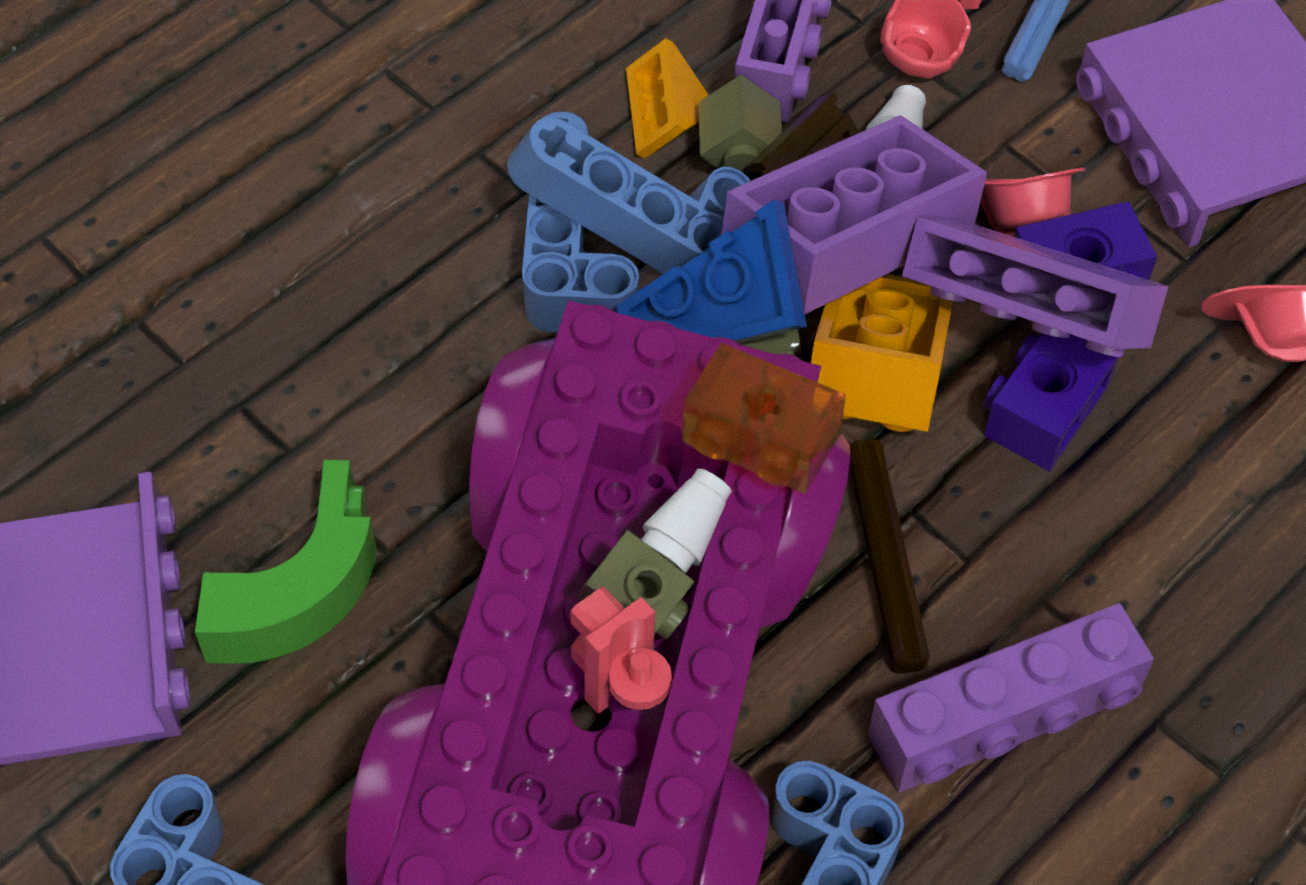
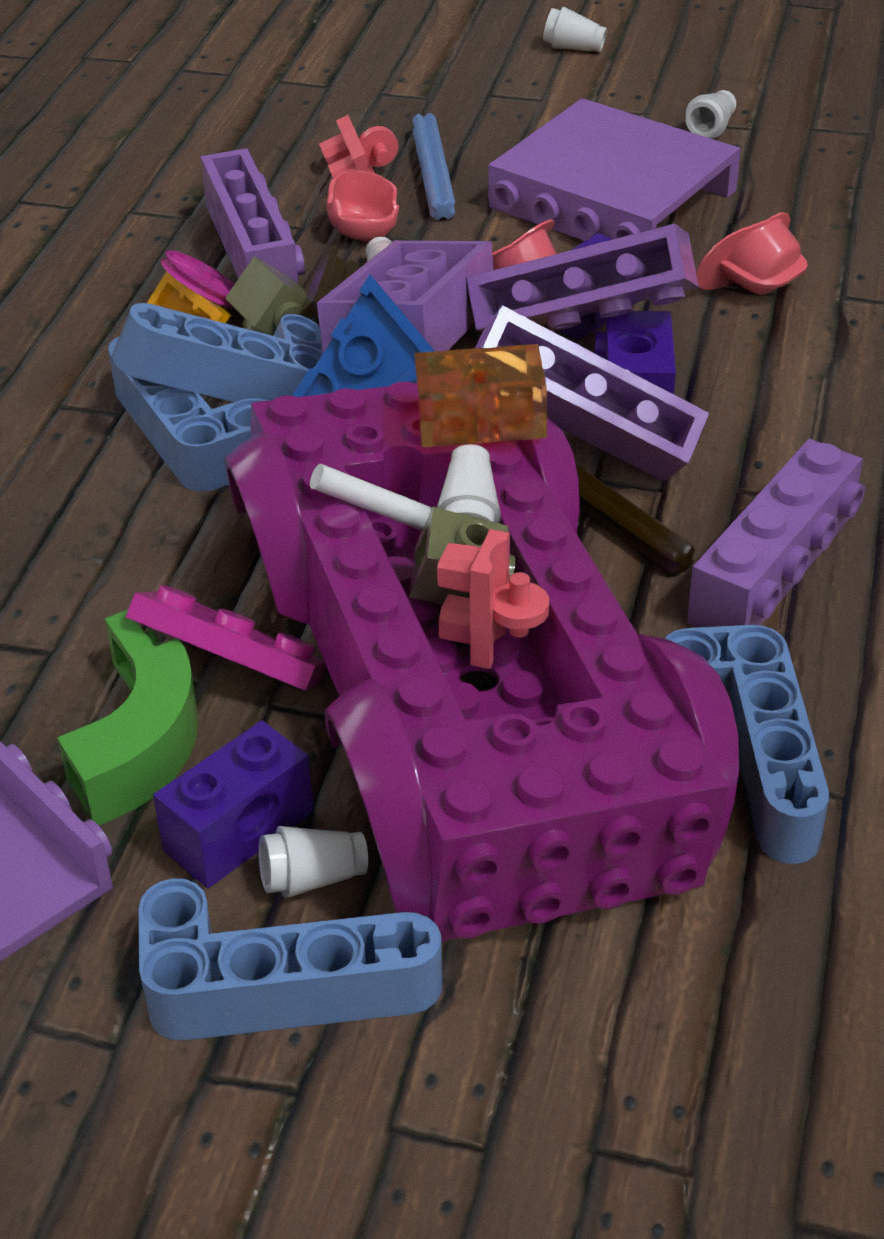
camera: 30 degrees left, 15 degrees down
(306, 717) = (226, 802): none -> dark purple brick
(321, 805) = (309, 859): none -> white cone
(417, 523) = (228, 636): none -> dark pink wing
(591, 483) = (369, 496): none -> white bar
(693, 58) = (198, 277): none -> dark pink wheel
(922, 436) = (604, 400): none -> medium lavender brick

